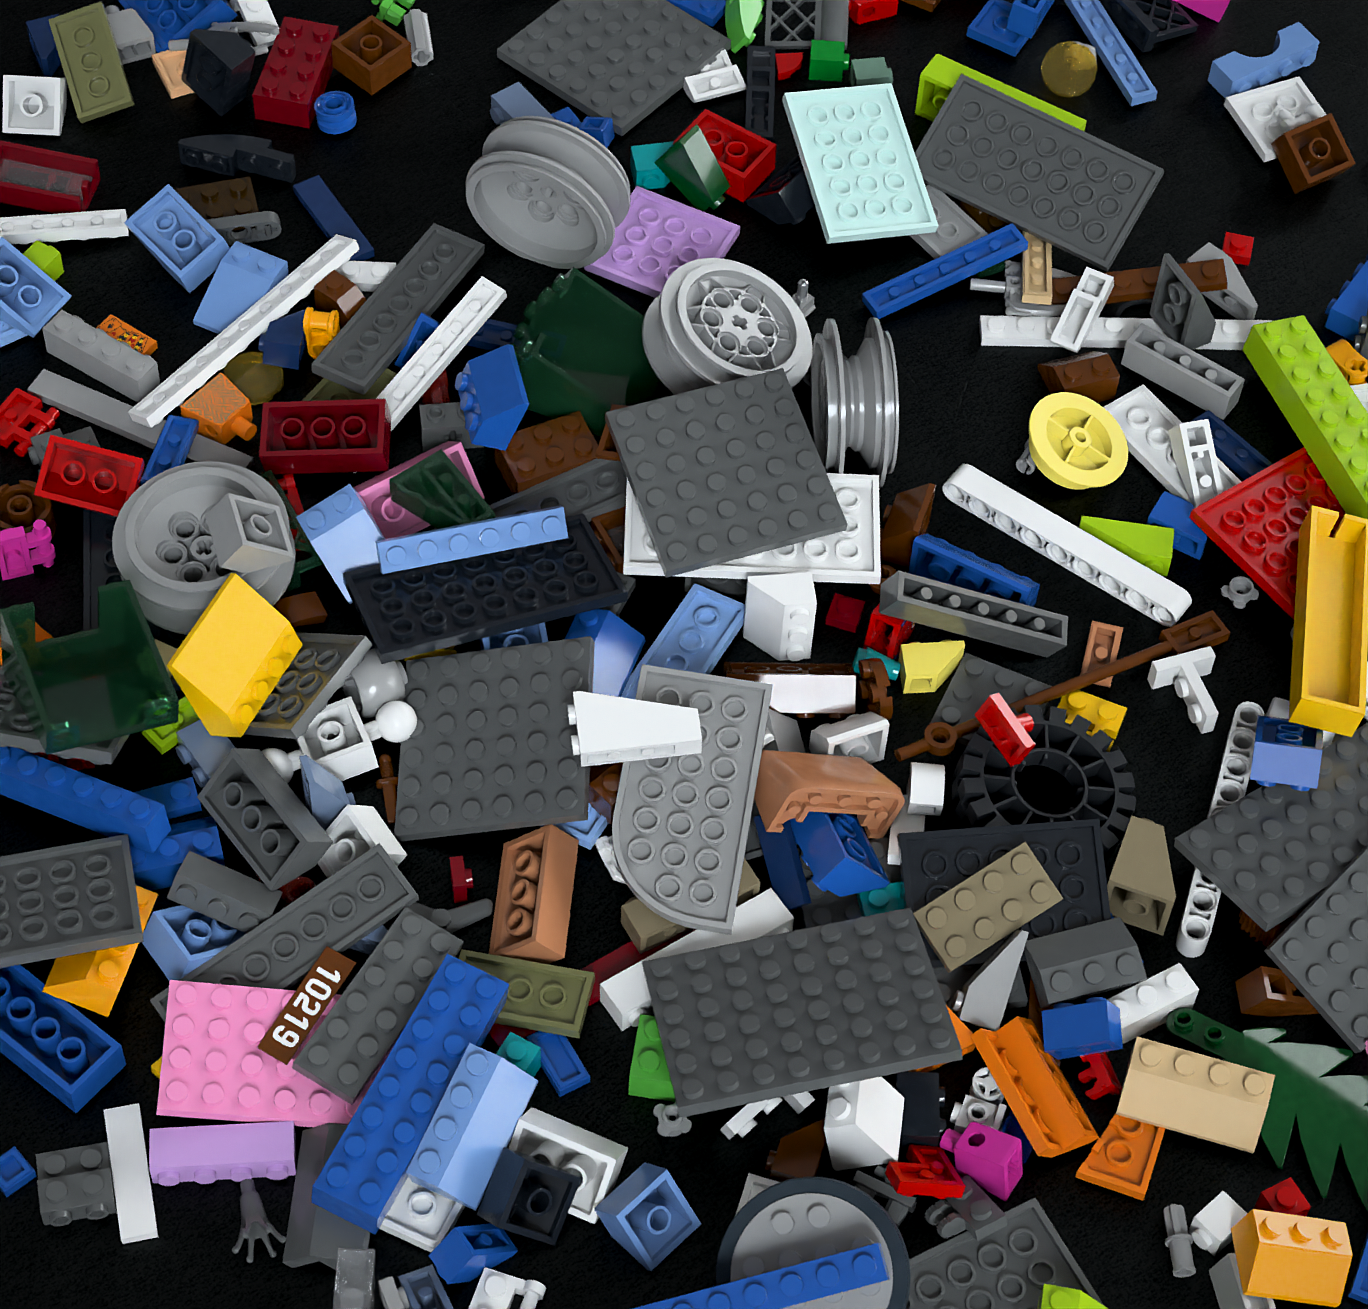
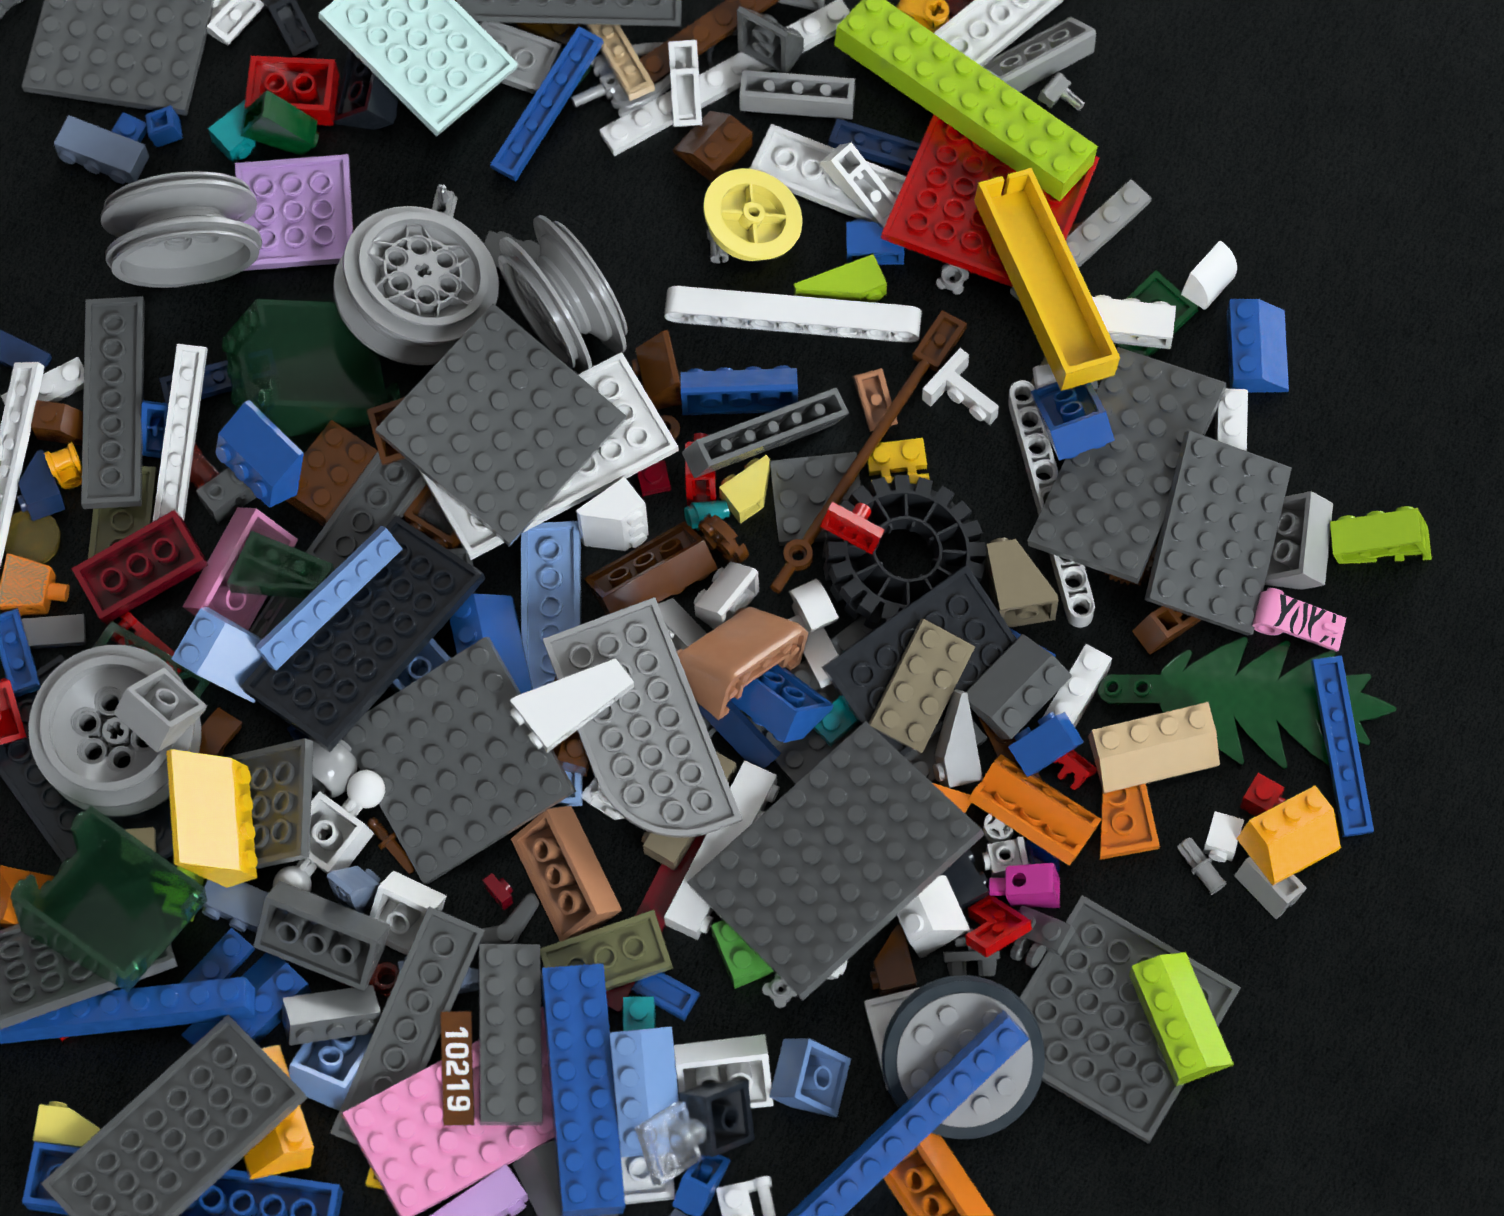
camera: 25 degrees left, 15 degrees up
(462, 1185) = (670, 1142): none -> clear plate

